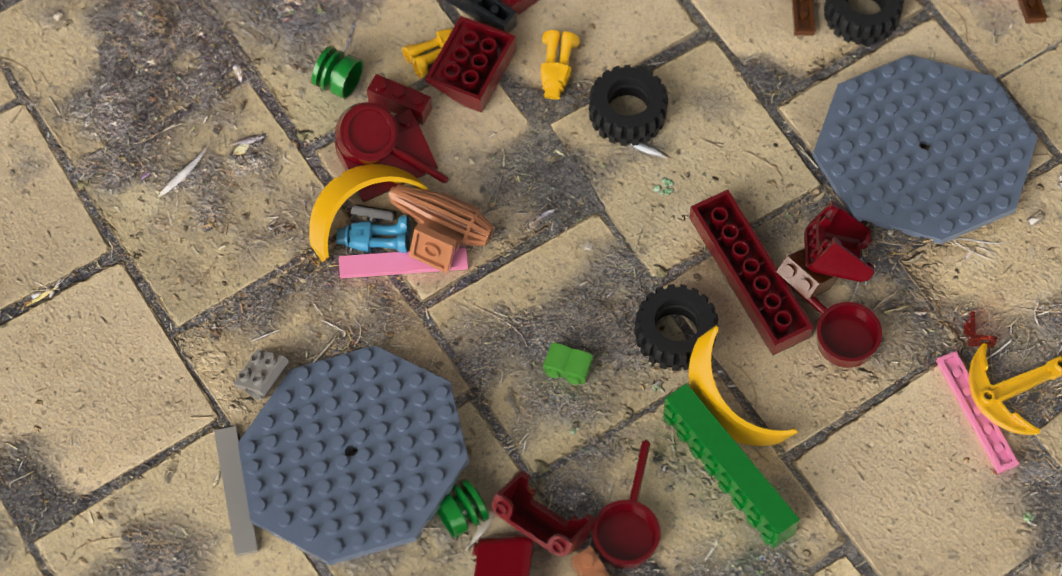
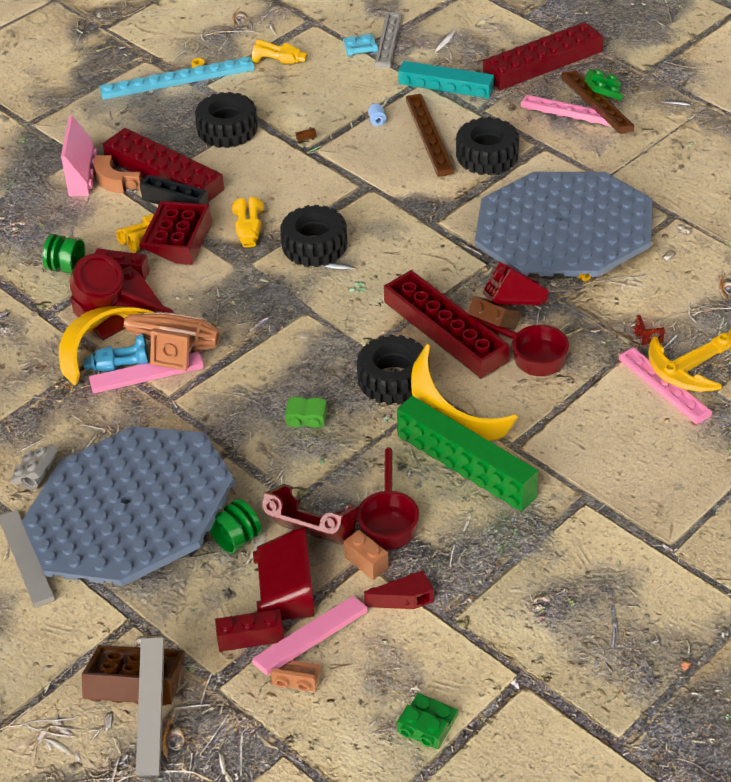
camera: 10 degrees left, 20 degrees down
(373, 213) = (114, 341): plate -> none

